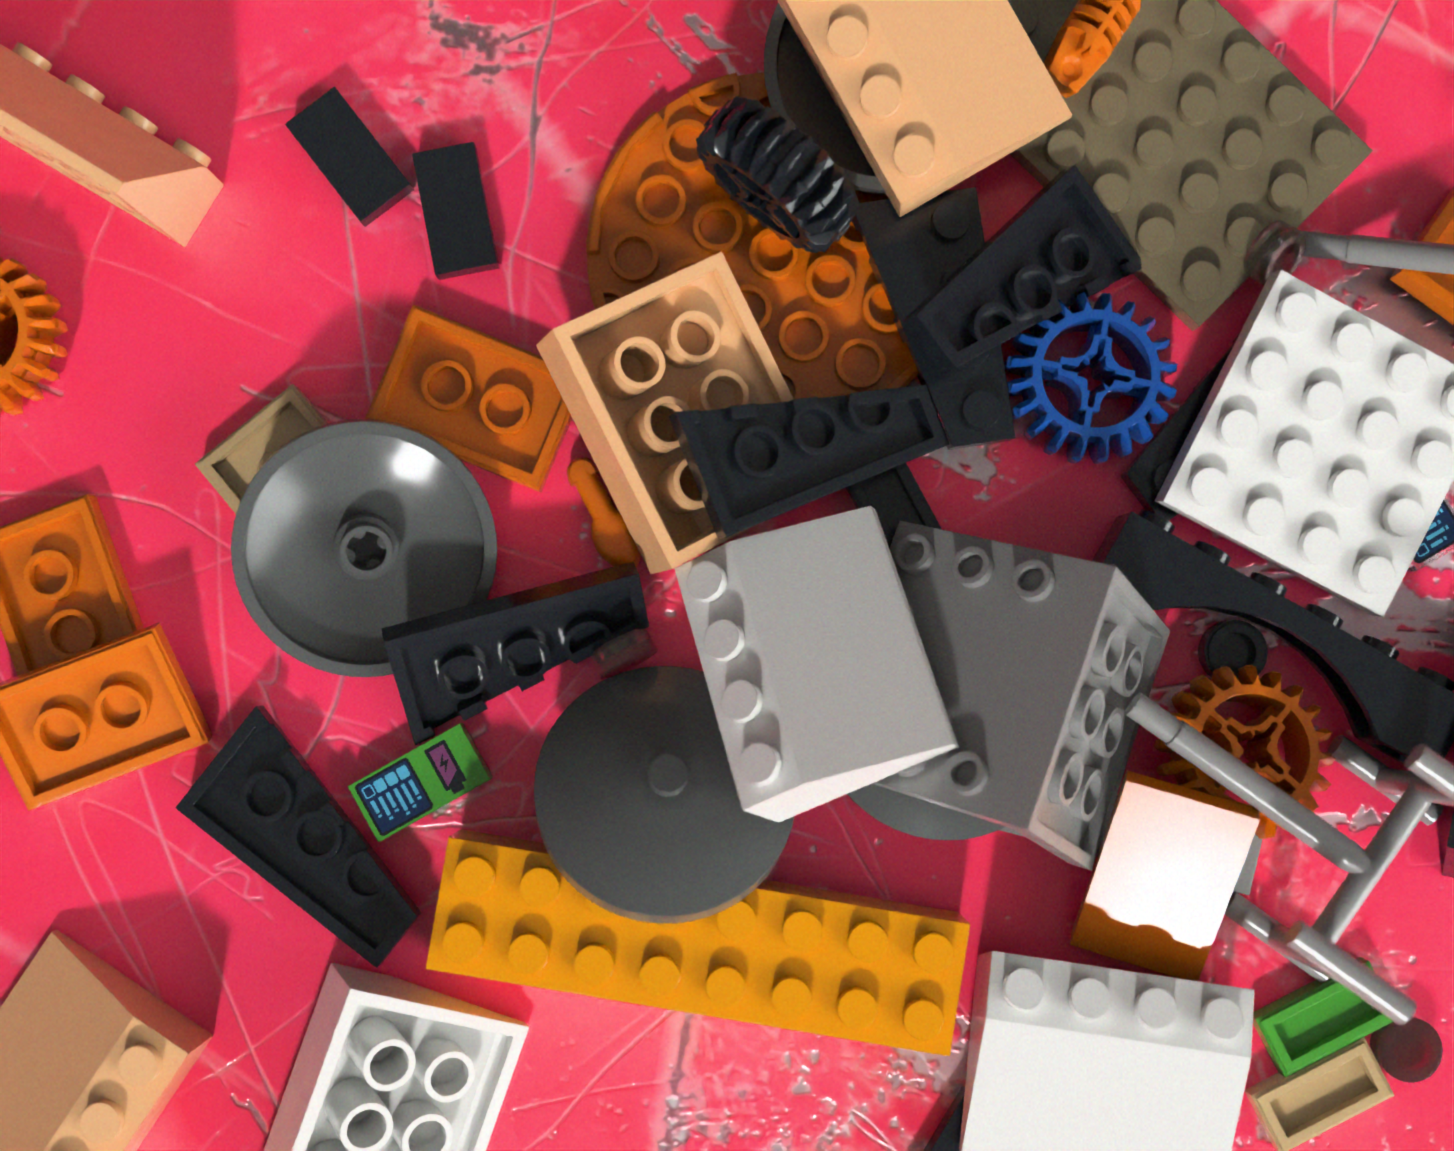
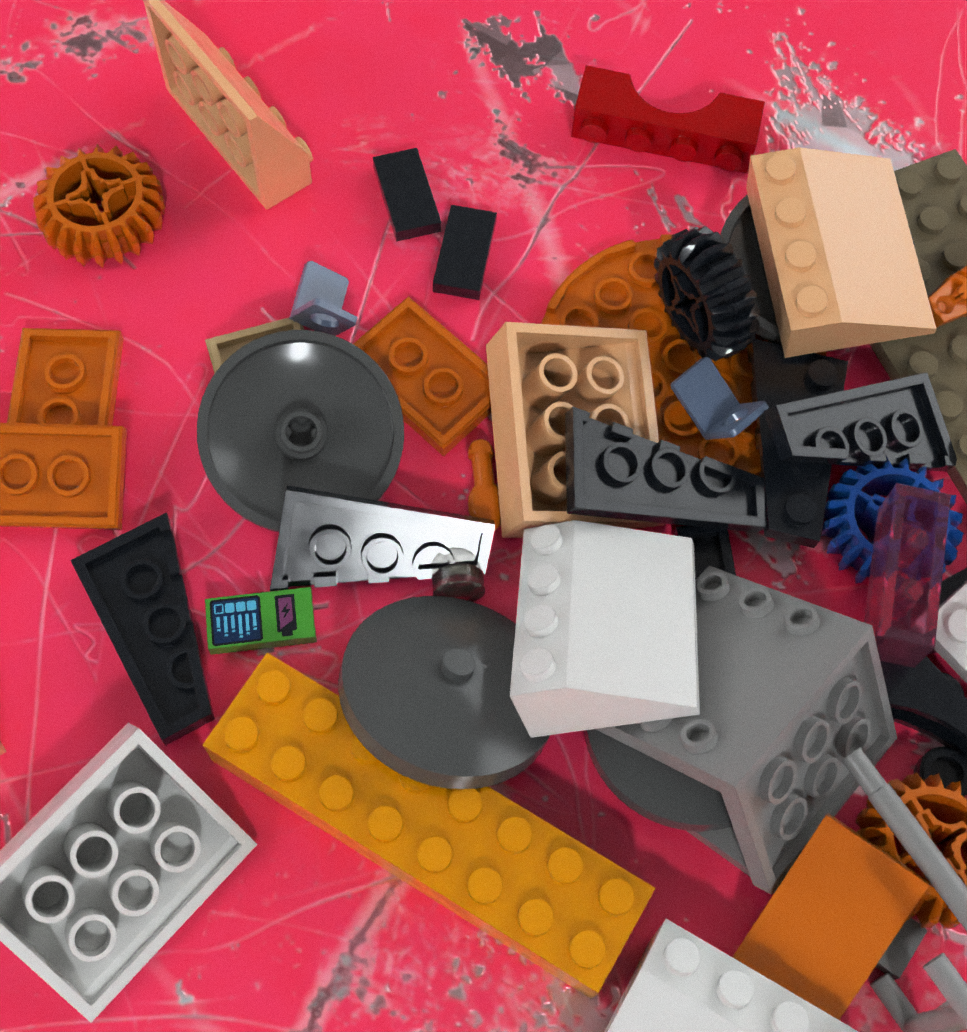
camera: 20 degrees right, 20 degrees down
(310, 354) = (321, 300): none -> sand blue bracket
(837, 311) = (713, 403): none -> sand blue bracket
(1131, 463) = (907, 573): none -> clear pink brick

